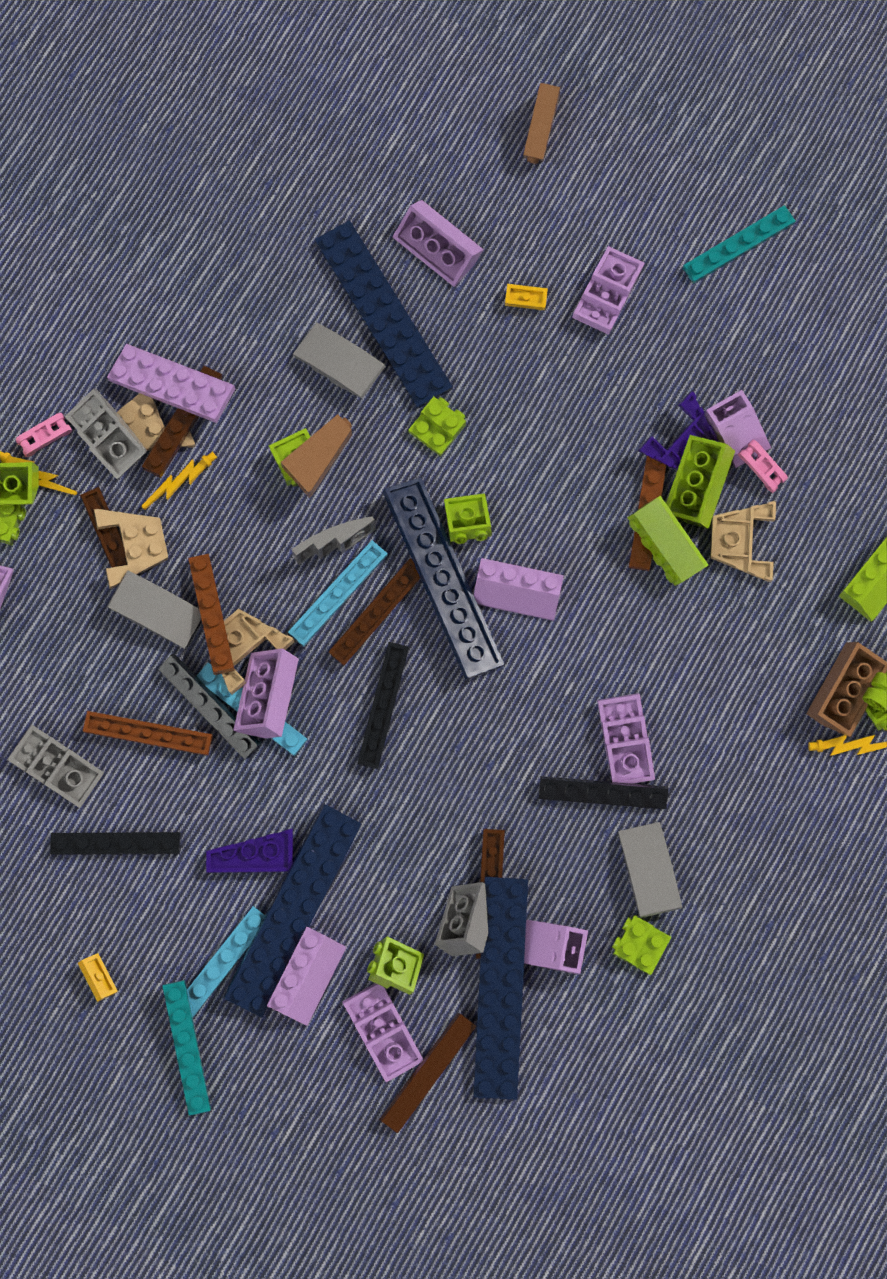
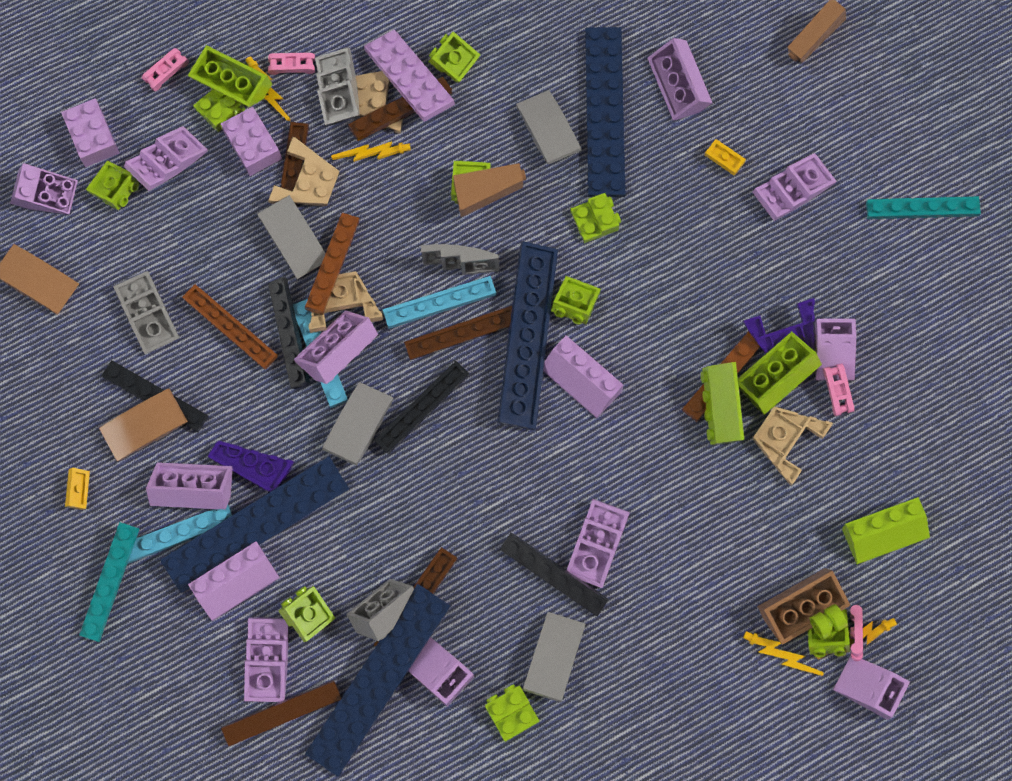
camera: 35 degrees right, 5 degrees down
(53, 536) = (251, 141): none -> lavender brick
(124, 878) = (143, 424): none -> medium nougat slope
(203, 340) = (453, 57): none -> lime plate
(207, 910) = (190, 486): none -> lavender slope
(332, 756) = (357, 423): none -> light grey slope

